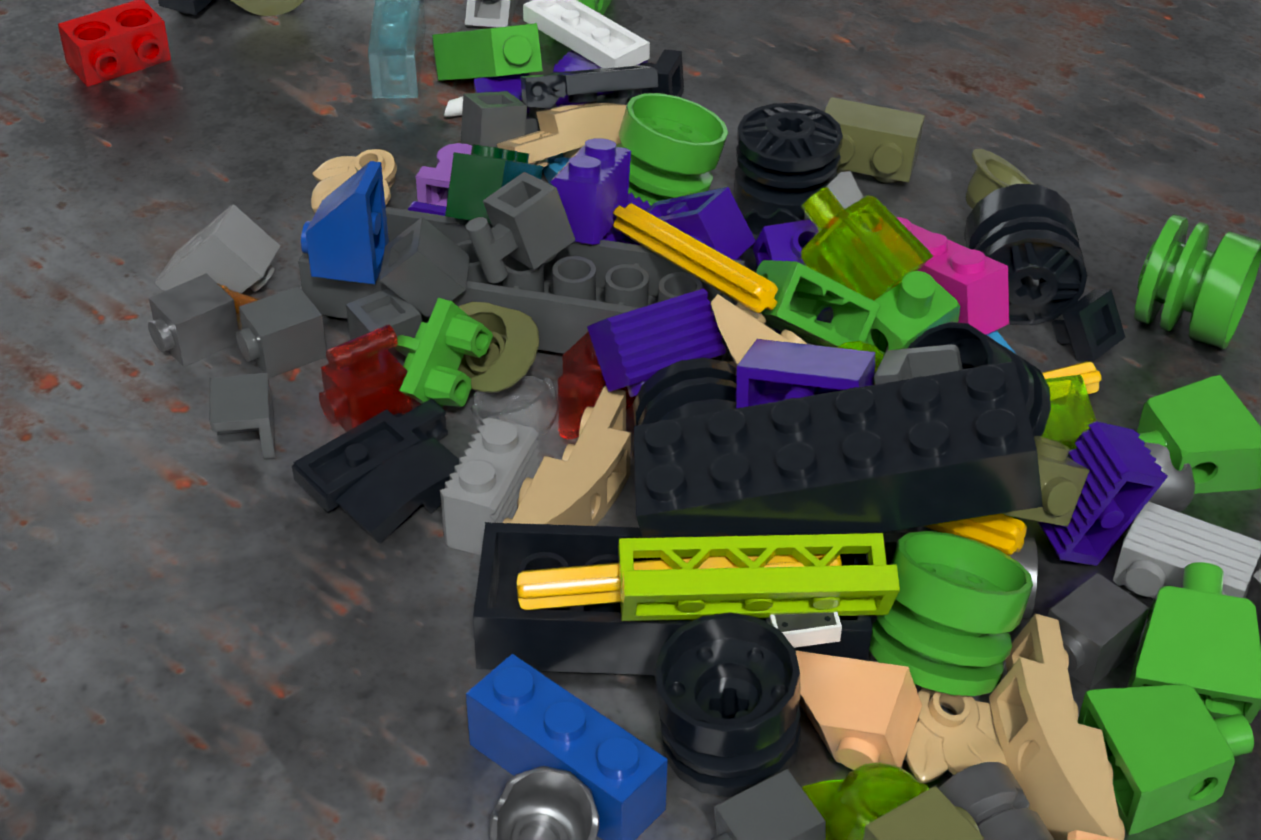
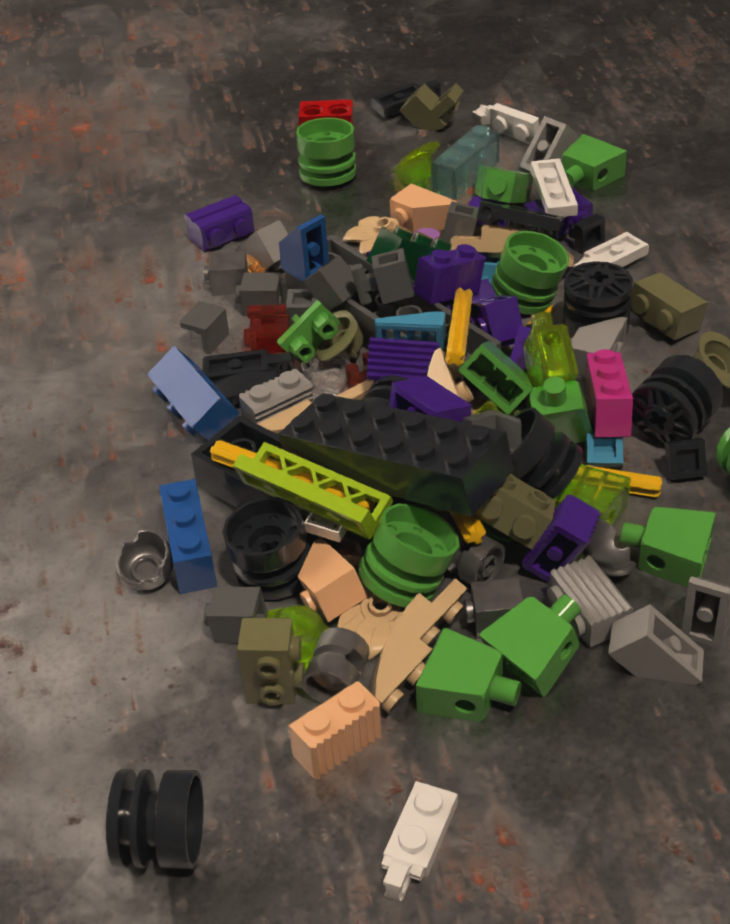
camera: 40 degrees right, 0 degrees up
(97, 250) = (219, 223): none -> dark purple brick
(180, 85) = (326, 151): none -> bright green wheel
(332, 63) = (416, 166): none -> clear neon green piece
(341, 528) = (191, 394): none -> brick
(406, 123) = (419, 208): none -> light nougat slope
(654, 273) = (421, 322): none -> dark azure slope
(728, 93) = (619, 251): none -> white hinge

